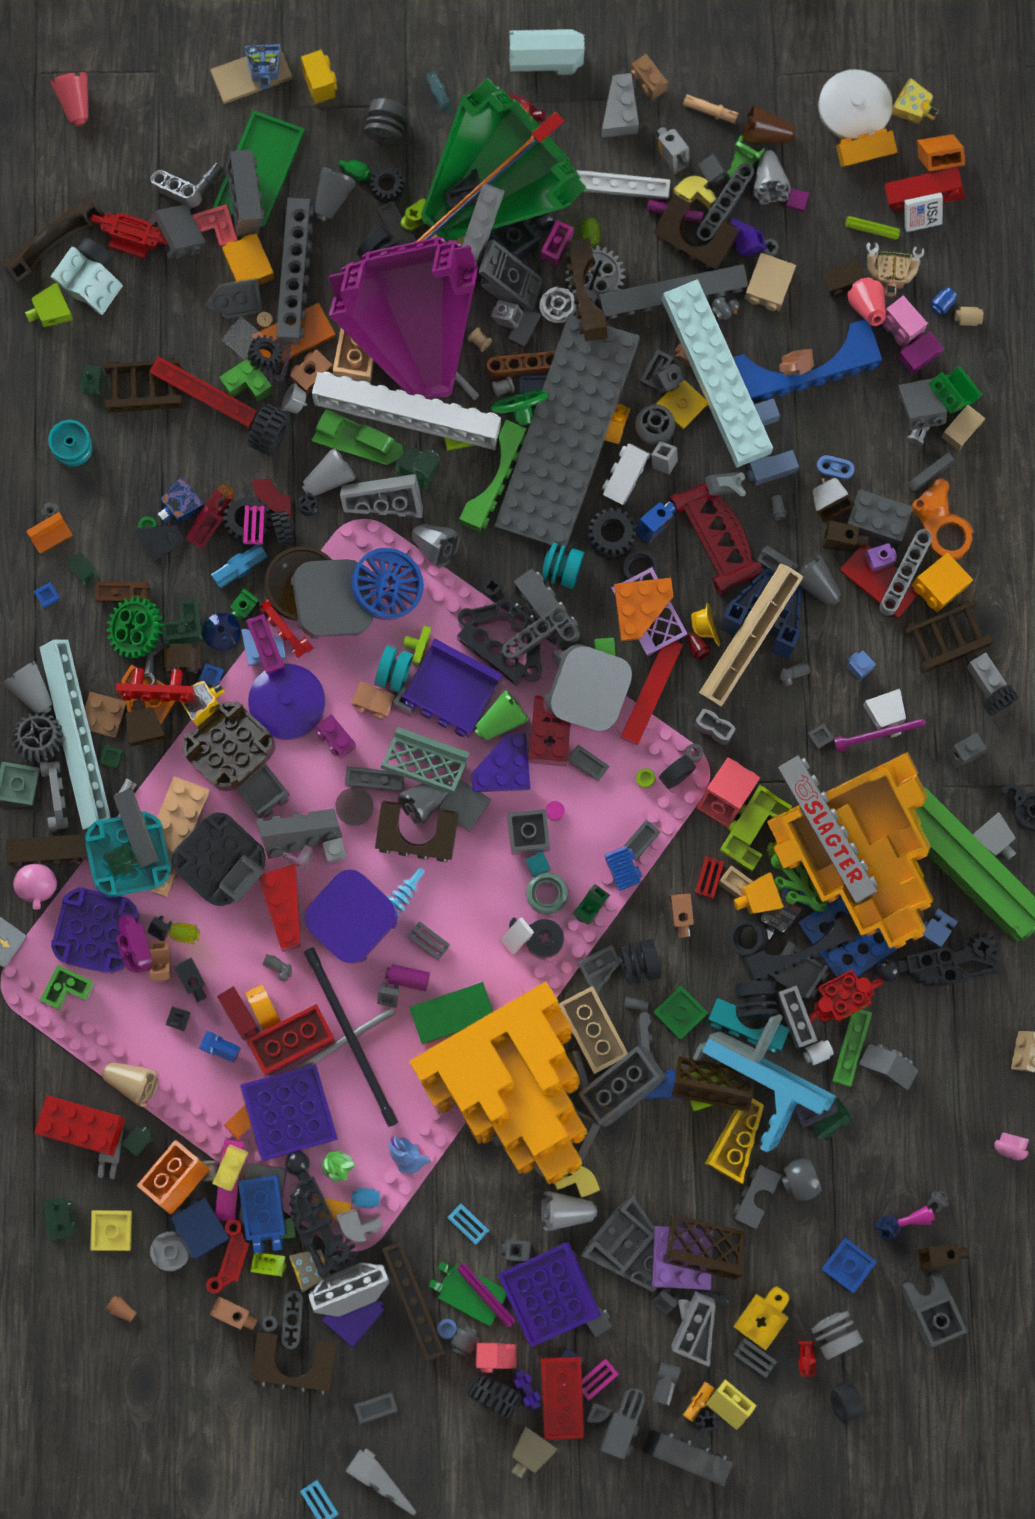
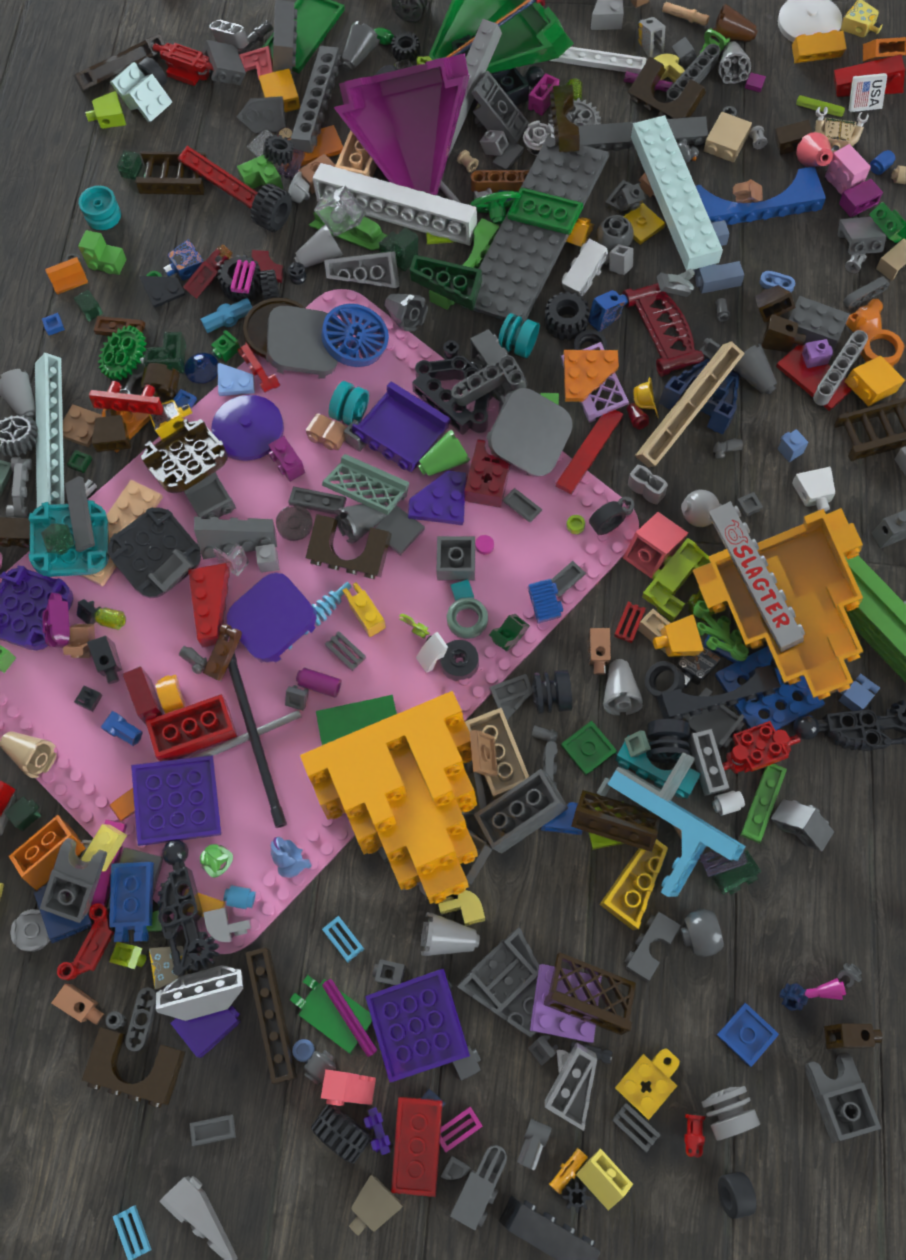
camera: 15 degrees right, 10 degrees down
(85, 505) = (99, 255): none -> bright green brick
(211, 1205) = (72, 883): none -> dark grey brick
(265, 644) = (235, 373): magenta plate -> none
(307, 958) = (222, 652): none -> reddish brown plate
(348, 432) = (340, 211): none -> clear brick
(418, 645) = (376, 390): lime tile -> none
(443, 897) = (365, 610): none -> yellow hinge
(483, 510) = (447, 279): none -> dark green wedge
(500, 911) = (418, 629): none -> lime plate
(577, 414) = (545, 211): none -> green tile
(582, 1036) = (483, 753): none -> medium nougat tile
(707, 950) = (621, 690): none -> light grey cone
(727, 1007) = (637, 743): none -> sand green plate
(749, 239) = (712, 104): dark purple slope -> none
(771, 749) = (697, 507): none -> light grey brick
(804, 272) = (758, 137): none -> light grey bush
(843, 743) = (771, 512): magenta piece -> none

